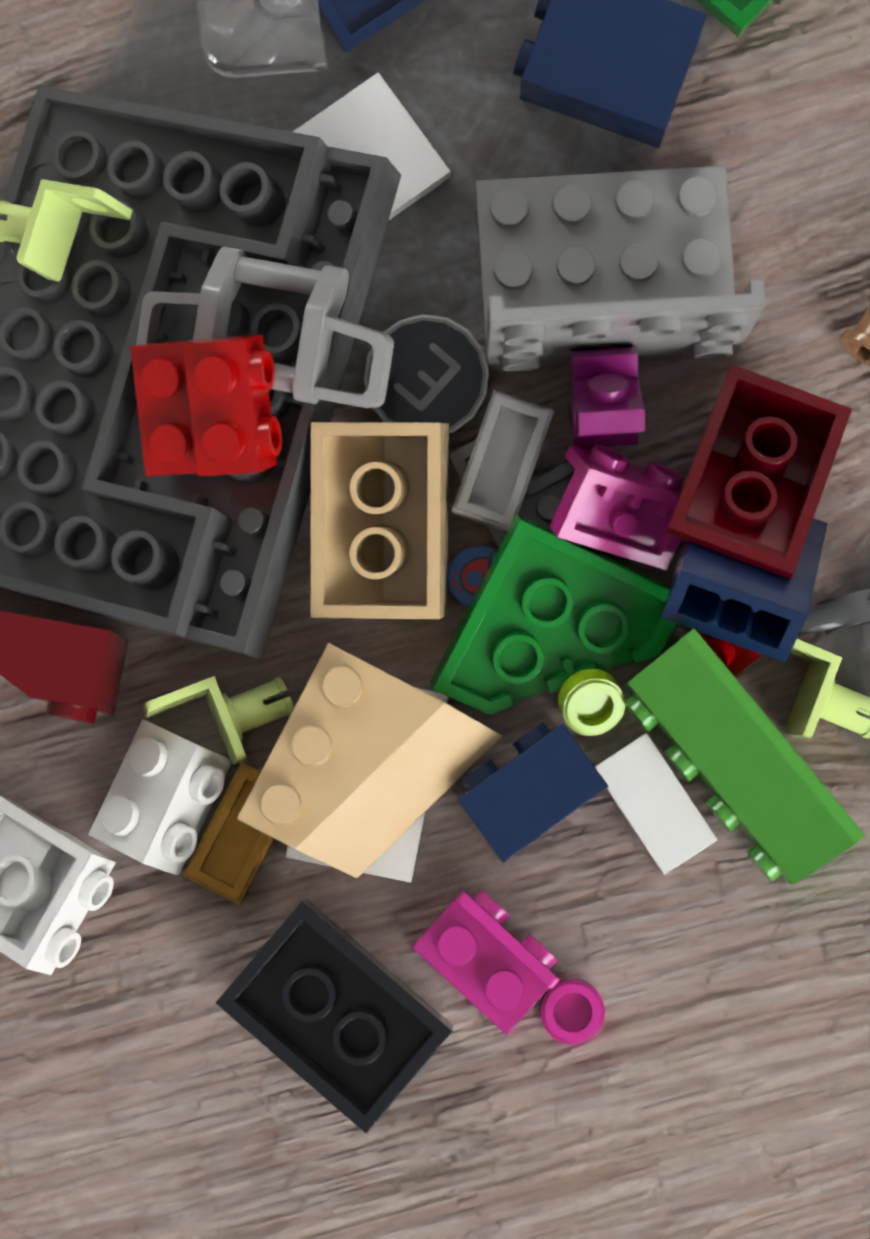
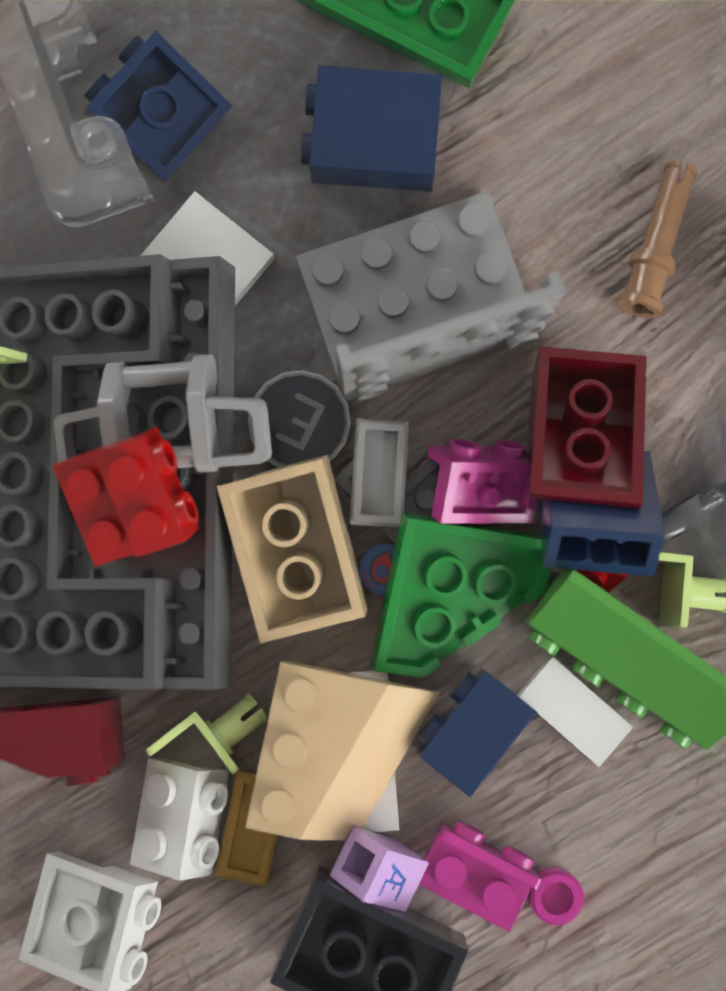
camera: 20 degrees left, 0 degrees up
(375, 916) = (379, 869): none -> lavender brick
(591, 702) = (502, 644): lime tile -> none
(605, 397) = (447, 399): magenta brick -> none

